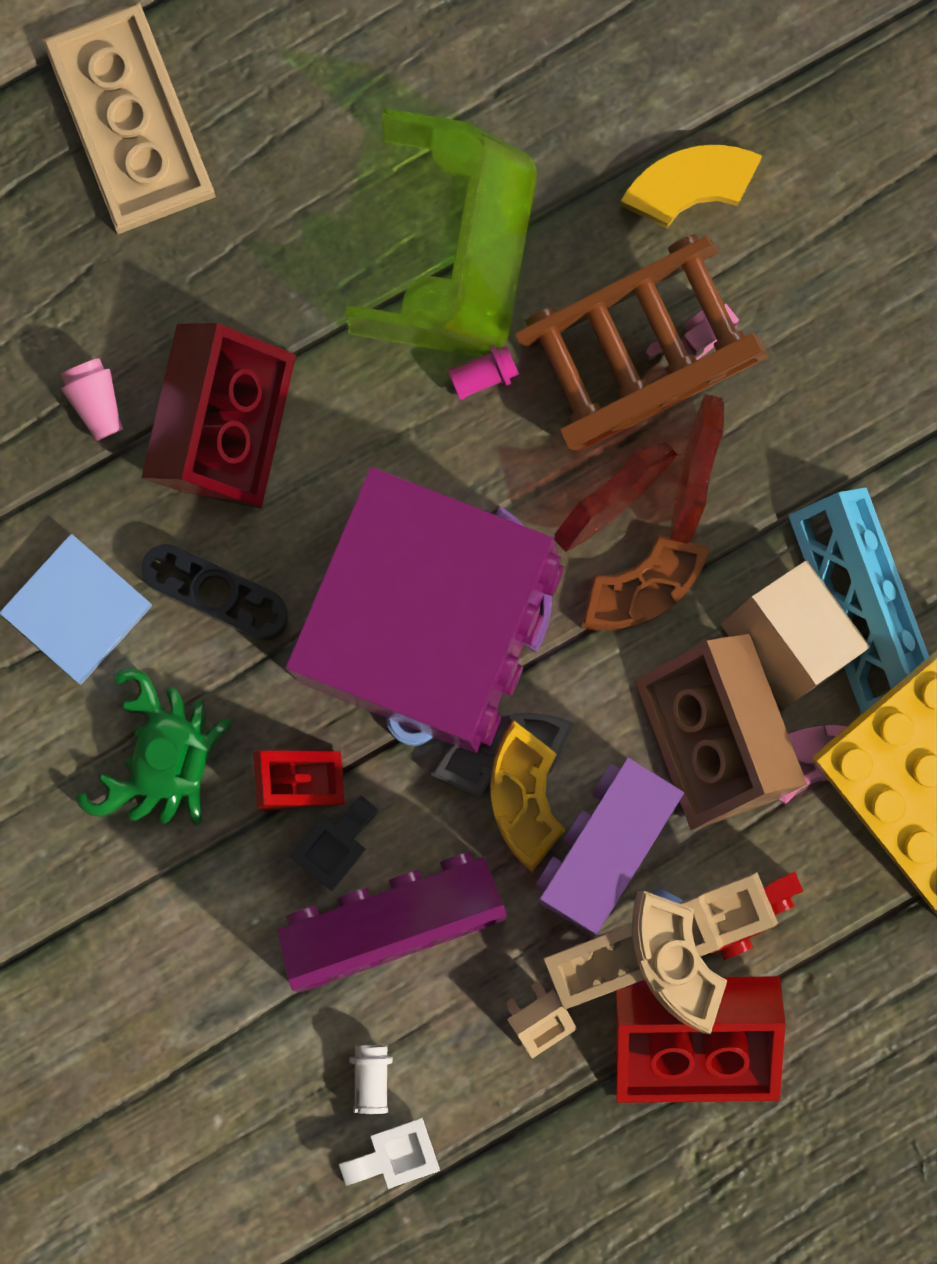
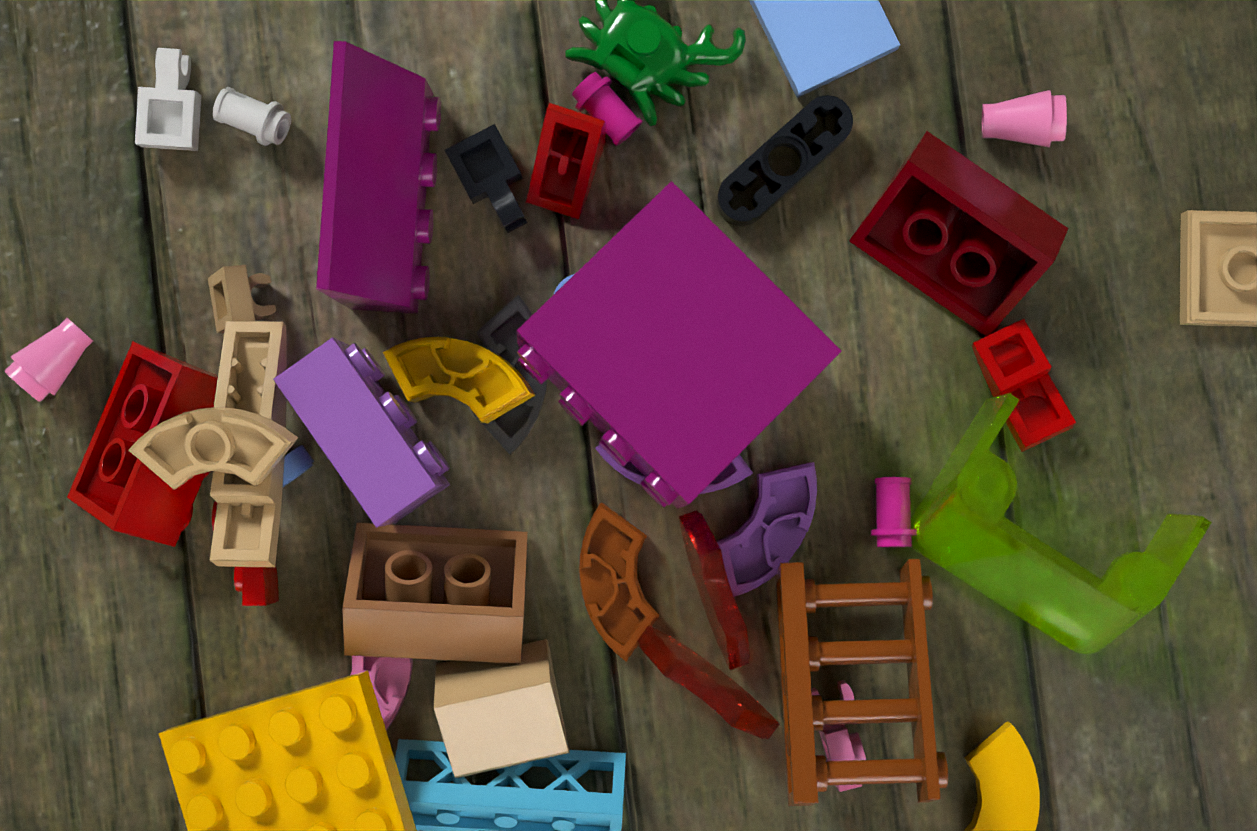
camera: 115 degrees right, 5 degrees up
(232, 766) = (603, 103): none -> dark pink pin
(320, 312) = (1018, 366): none -> red slope
(539, 469) = (773, 529): none -> medium lavender tile
(665, 1166) = (48, 360): none -> bright pink cone

